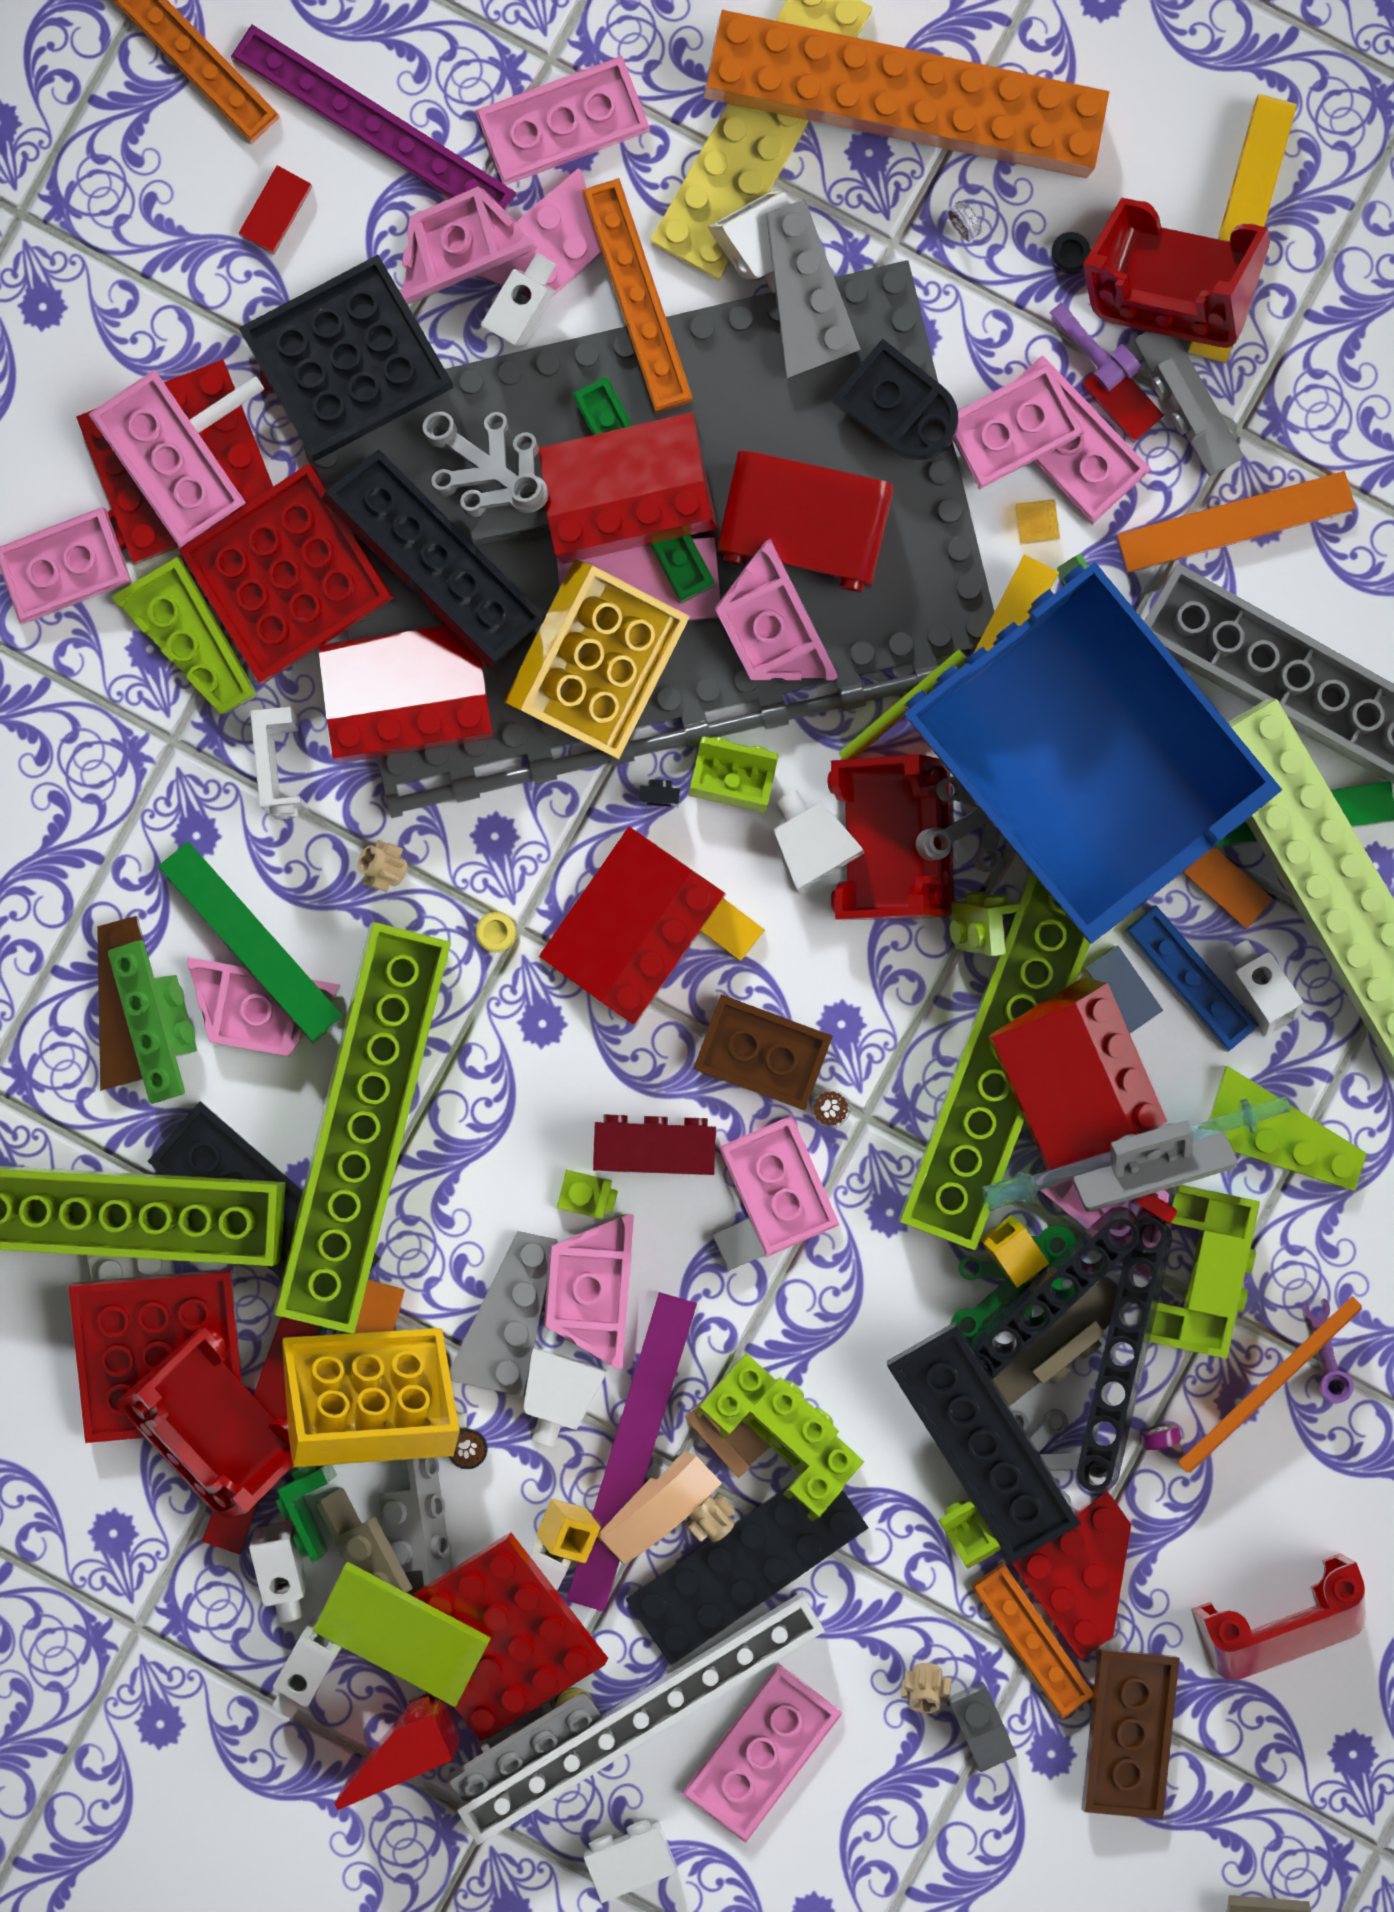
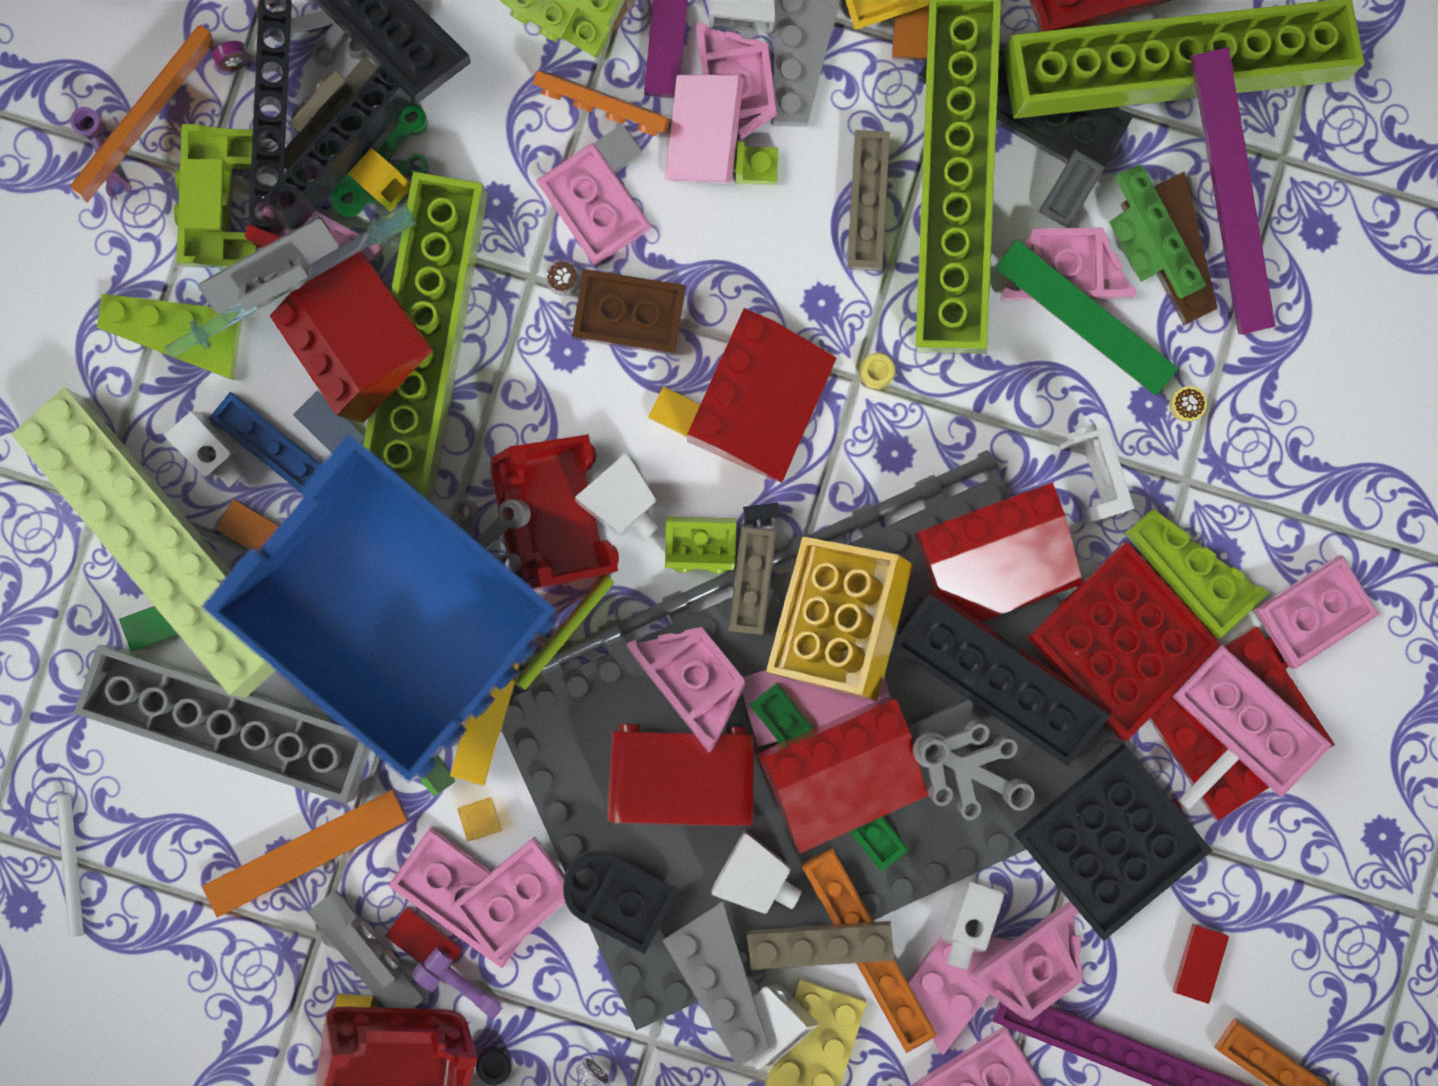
camera: 170 degrees right, 0 degrees up
(56, 1048) = (1233, 190): none -> magenta tile
(153, 825) = (1188, 404): none -> tile
(233, 1093) = (1071, 189): none -> dark grey tile
(382, 865) = (986, 405): tan gear -> none
(466, 1127) = (868, 200): none -> dark tan plate
(637, 1242) = (704, 128): none -> bright pink tile
(654, 1146) = (705, 208): dark red brick -> none
(684, 721) = (752, 580): none -> dark tan tile
(689, 310) = (820, 945): none -> dark tan plate
(746, 397) = (755, 877): none -> white torso
(758, 1306) = (588, 98): none -> orange plate
(979, 922) = (461, 454): lime bracket -> none

